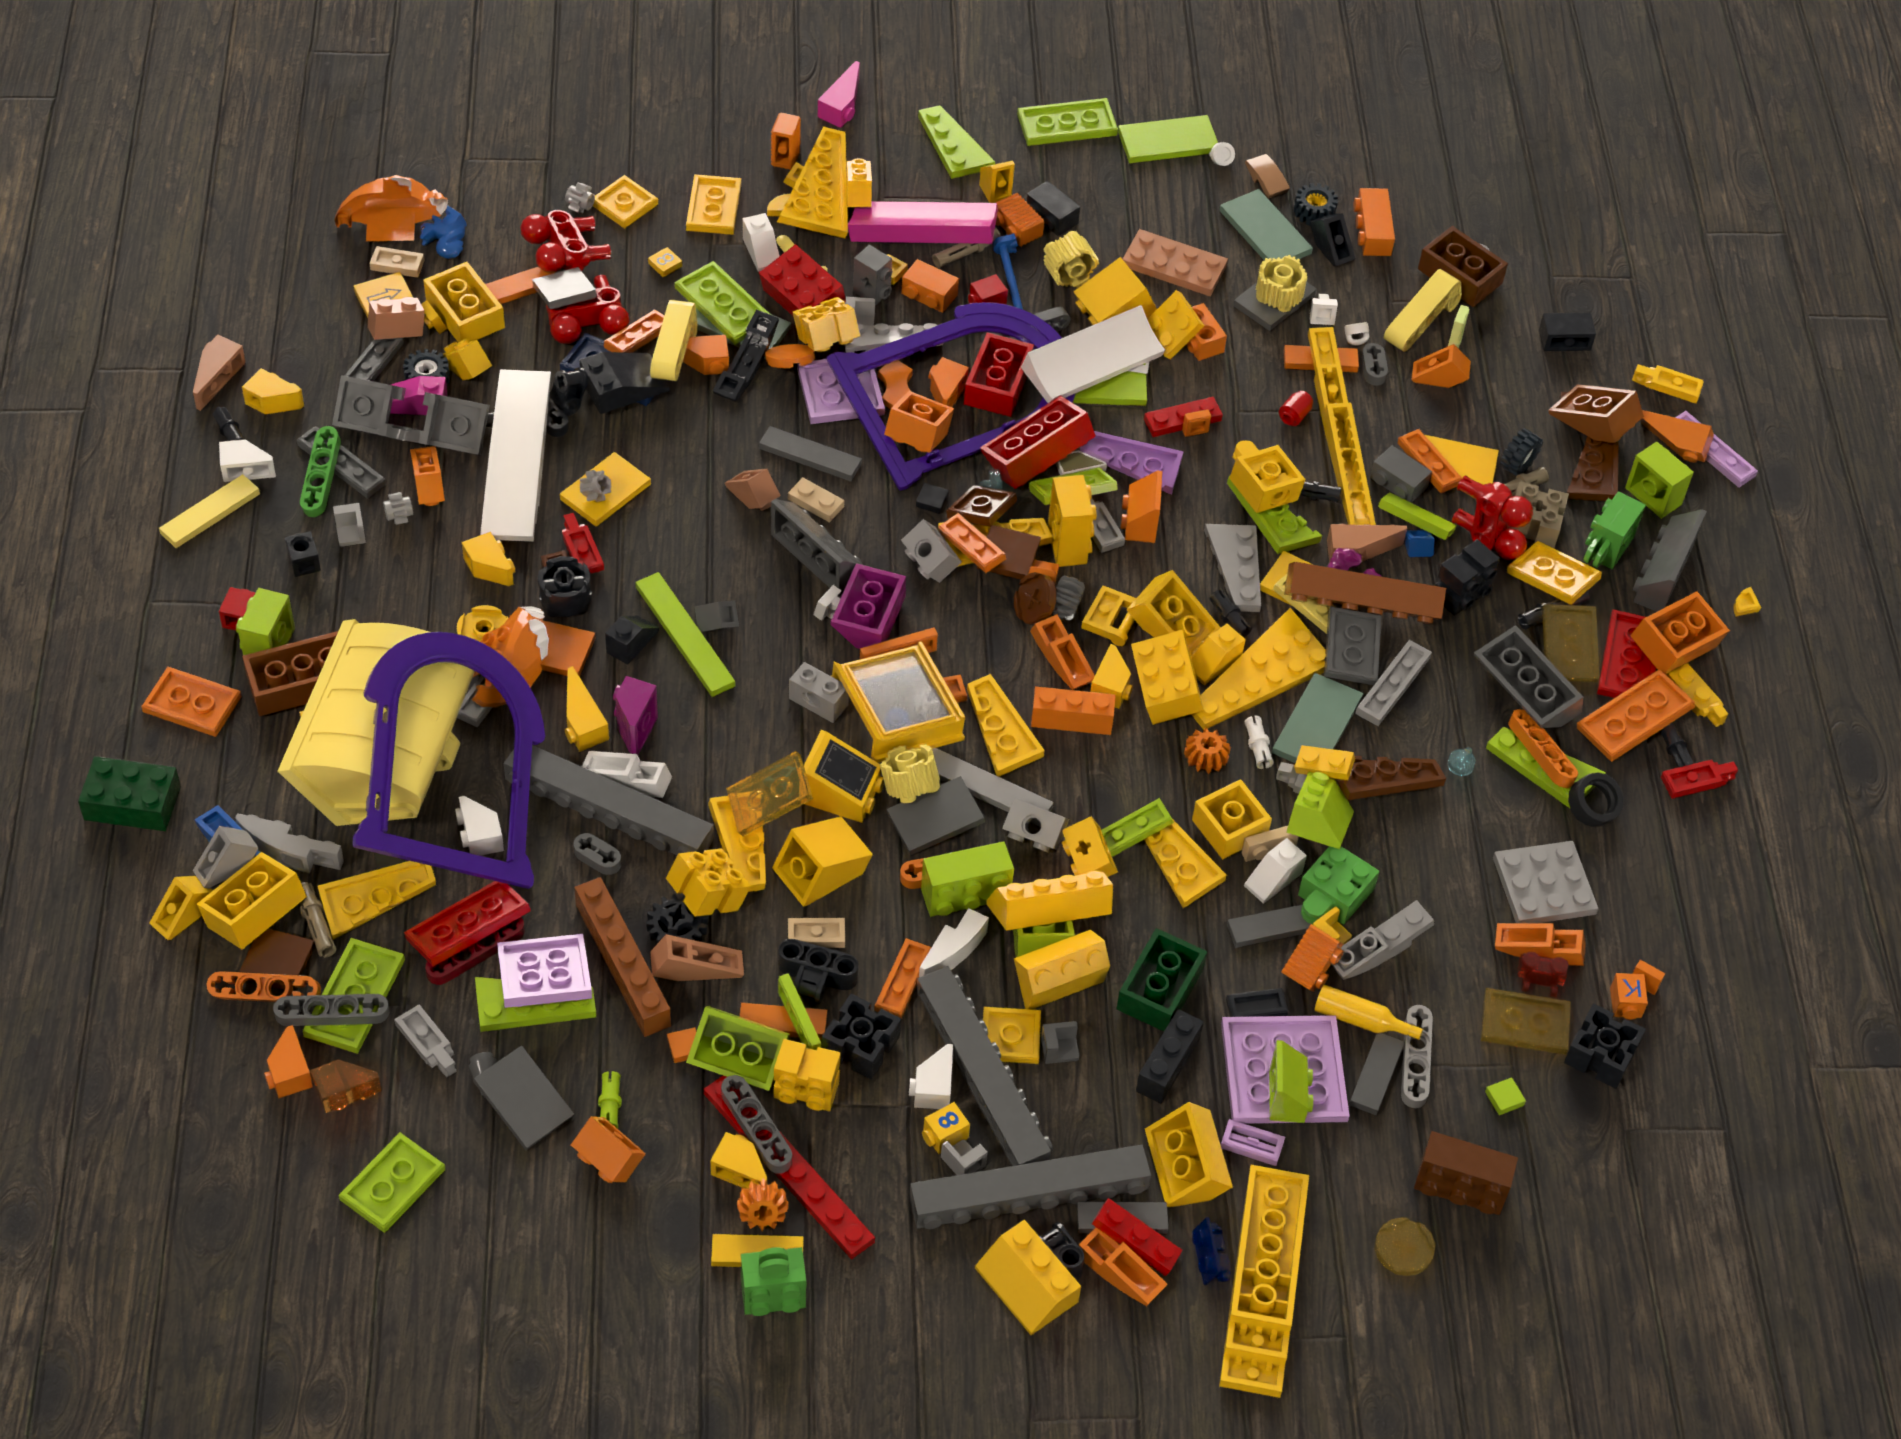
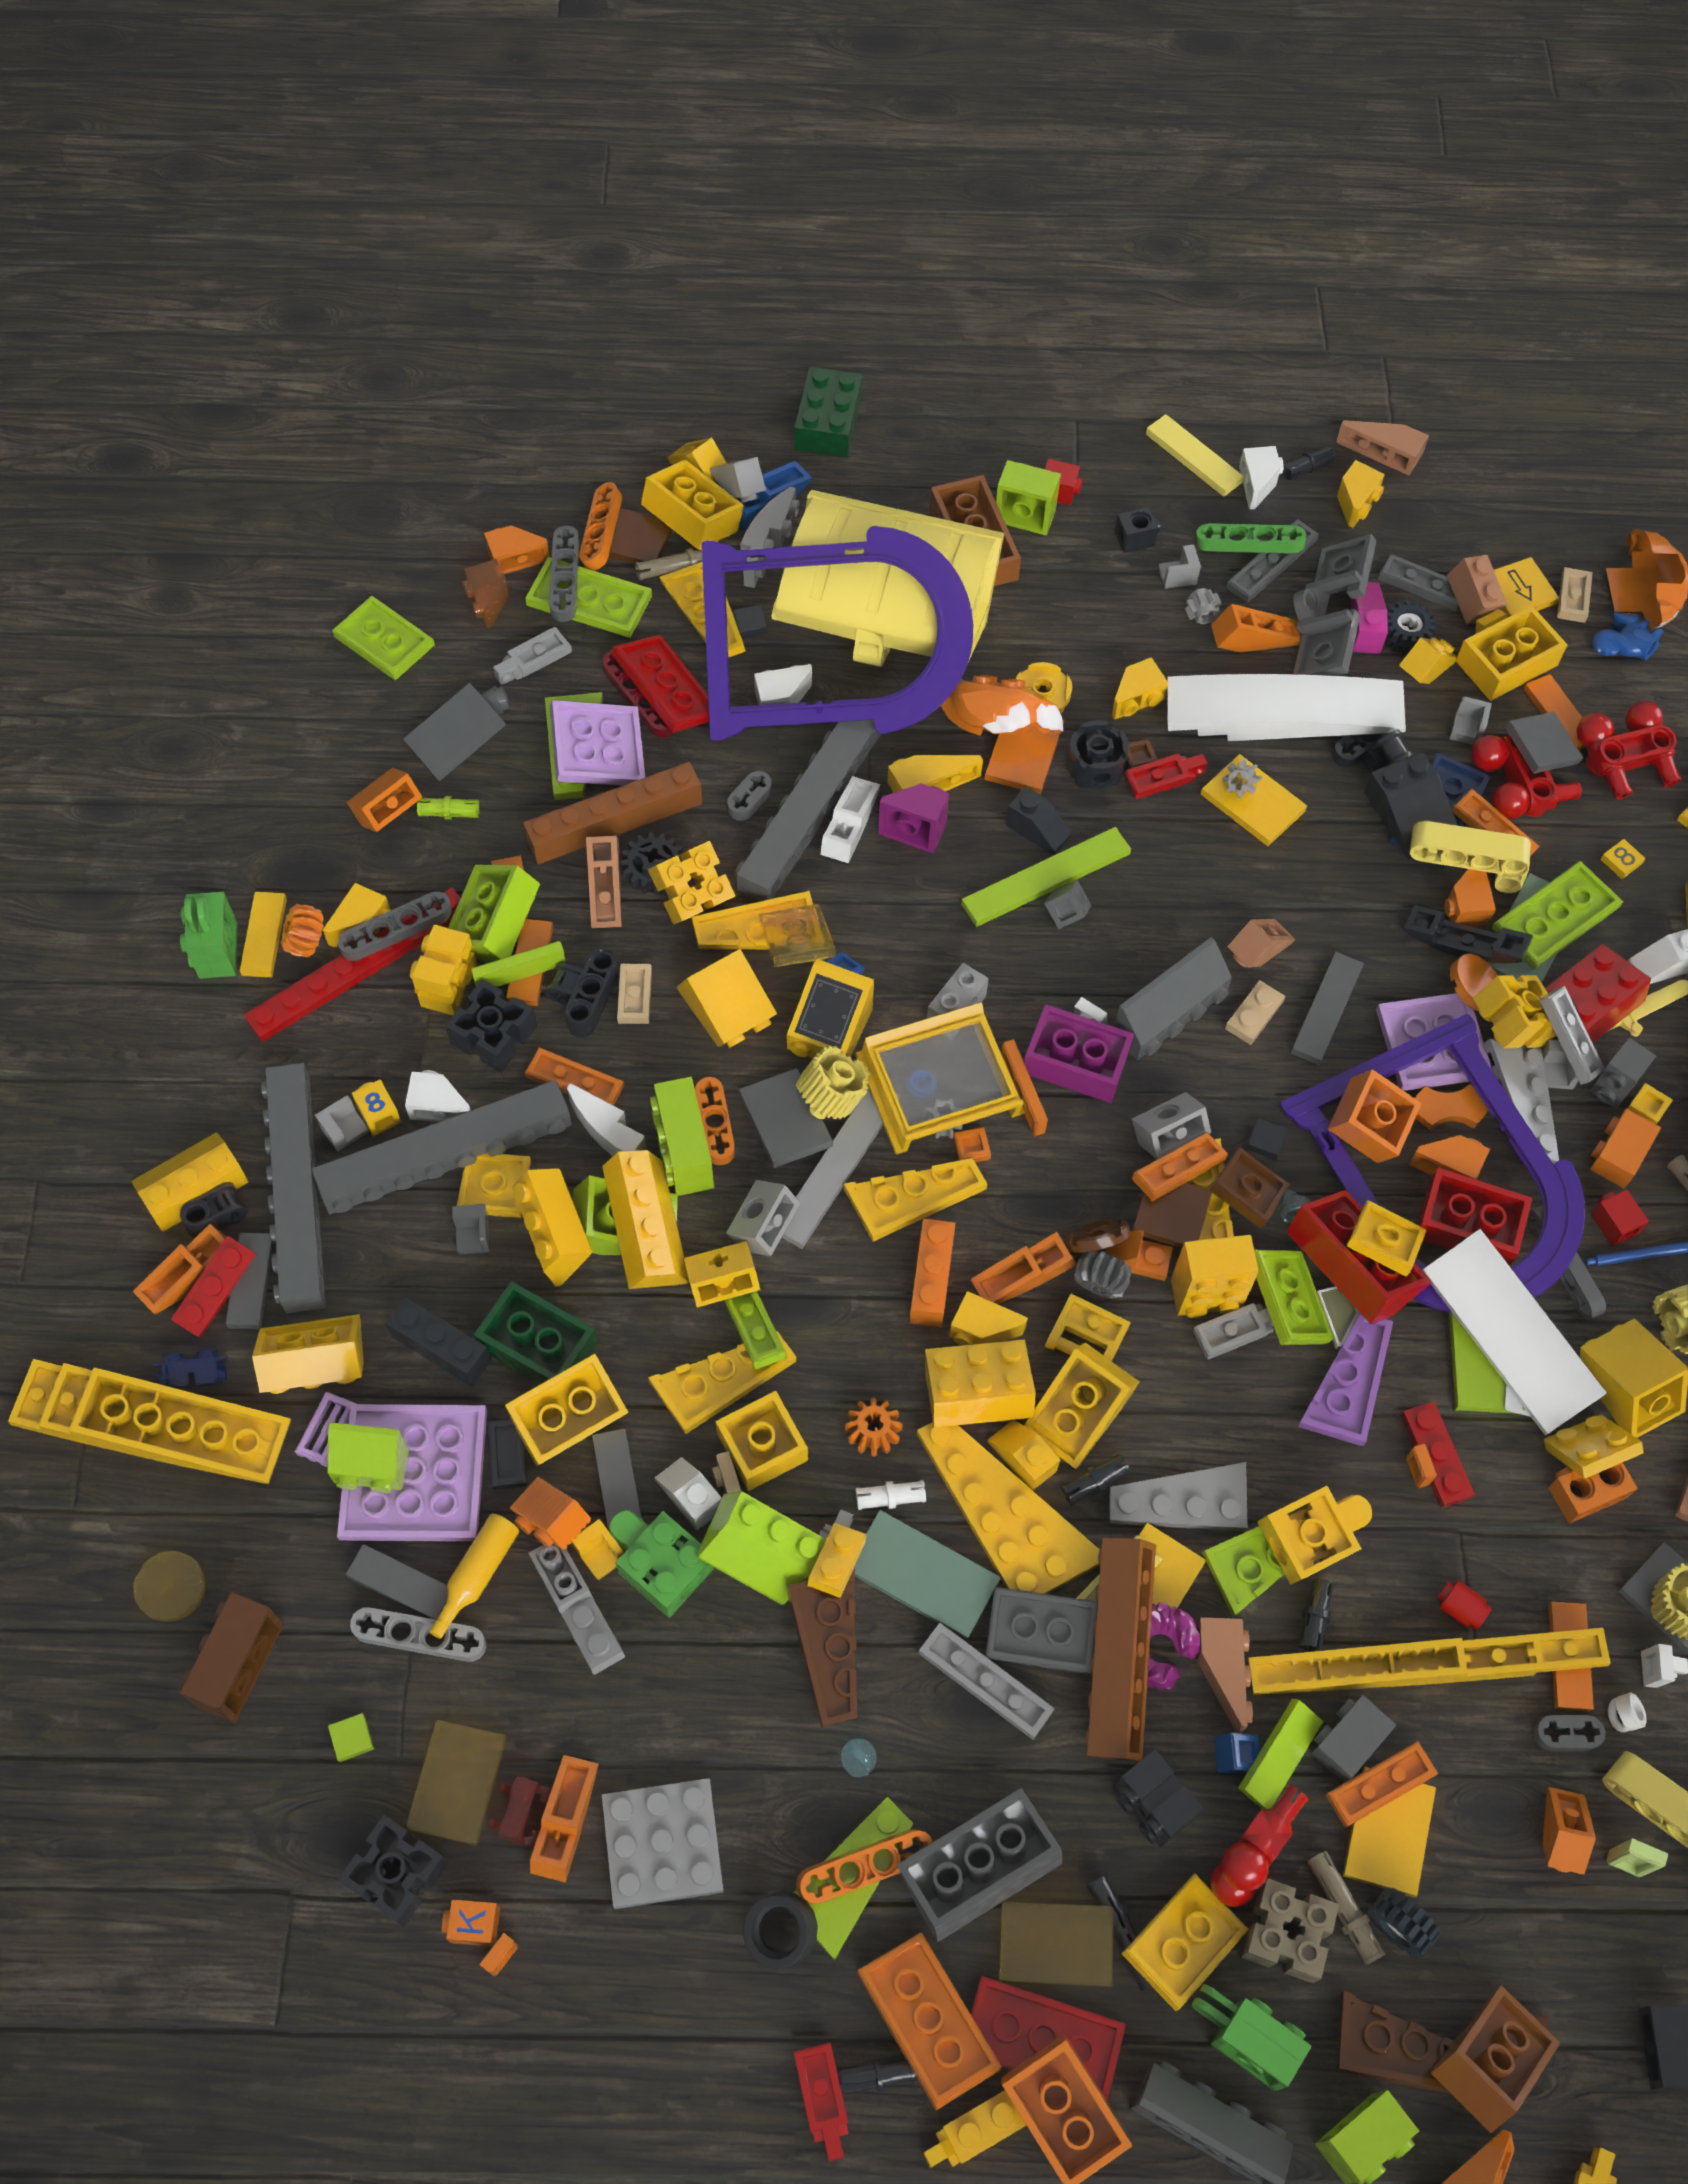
camera: 95 degrees right, 10 degrees up
(191, 701) = (947, 454): orange tile -> none
(531, 338) = (1470, 720): none -> light grey panel
(848, 293) = (1572, 1035): none -> light grey tile
(1027, 418) = (1386, 1238): none -> yellow tile
(1142, 508) = (1256, 1380): orange slope -> none
(1232, 946) = (566, 1409): none -> yellow slope

